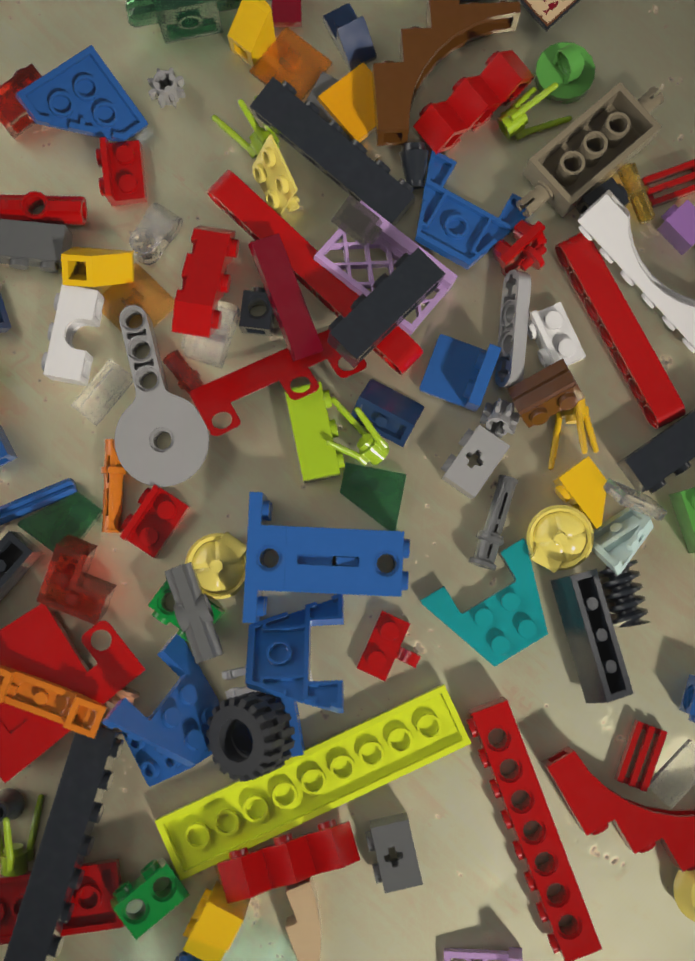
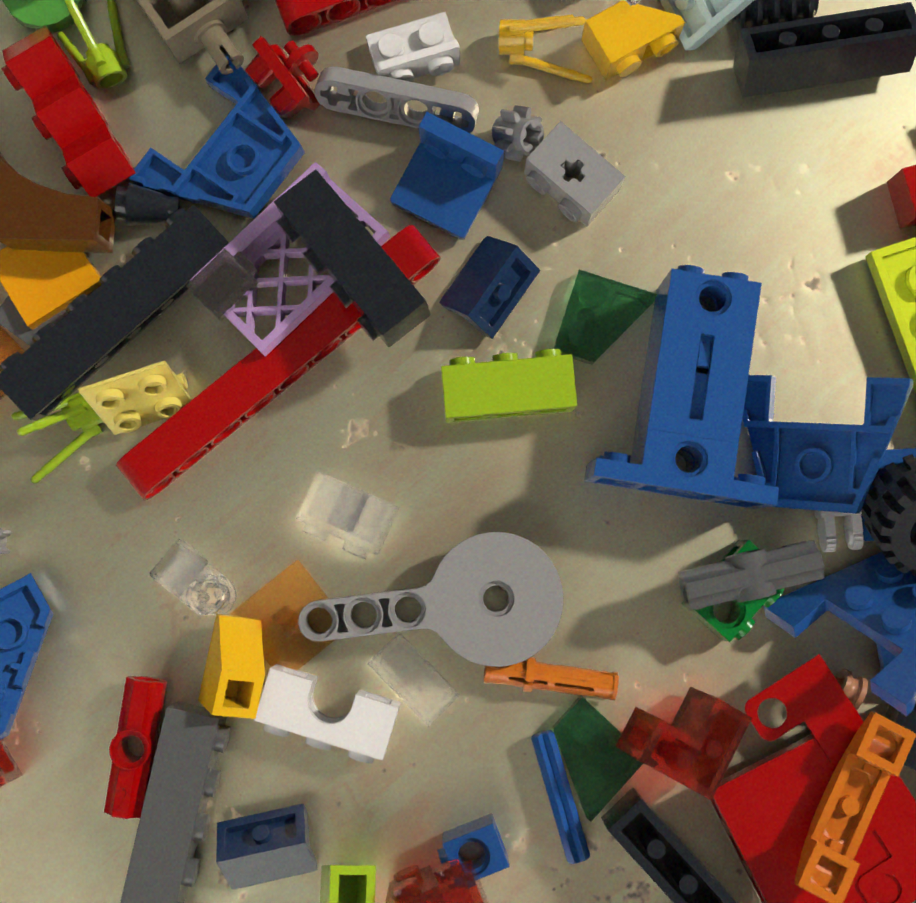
camera: 80 degrees left, 0 degrees up
(122, 172) = (96, 617): red bracket -> none
(153, 520) = (607, 623): red bracket -> none
(186, 376) = (410, 554): clear red pin -> none
(204, 281) = (279, 511): red brick -> none
(219, 393) = (409, 419): red piece -> none
(219, 564) = (678, 535): light yellow piece -> none
(256, 324) = (346, 445): black brick -> none
(285, 297) = (315, 400): dark red tile -> none
(371, 445) = (537, 311): lime plant -> none
(386, 646) = (809, 325): red plate -> none
(490, 536) = (675, 167): dark grey pin -> none
(502, 621) = (787, 165): teal wing -> none
(545, 393) = (494, 63): reddish brown brick -> none
(559, 538) = (690, 74): light yellow piece -> none

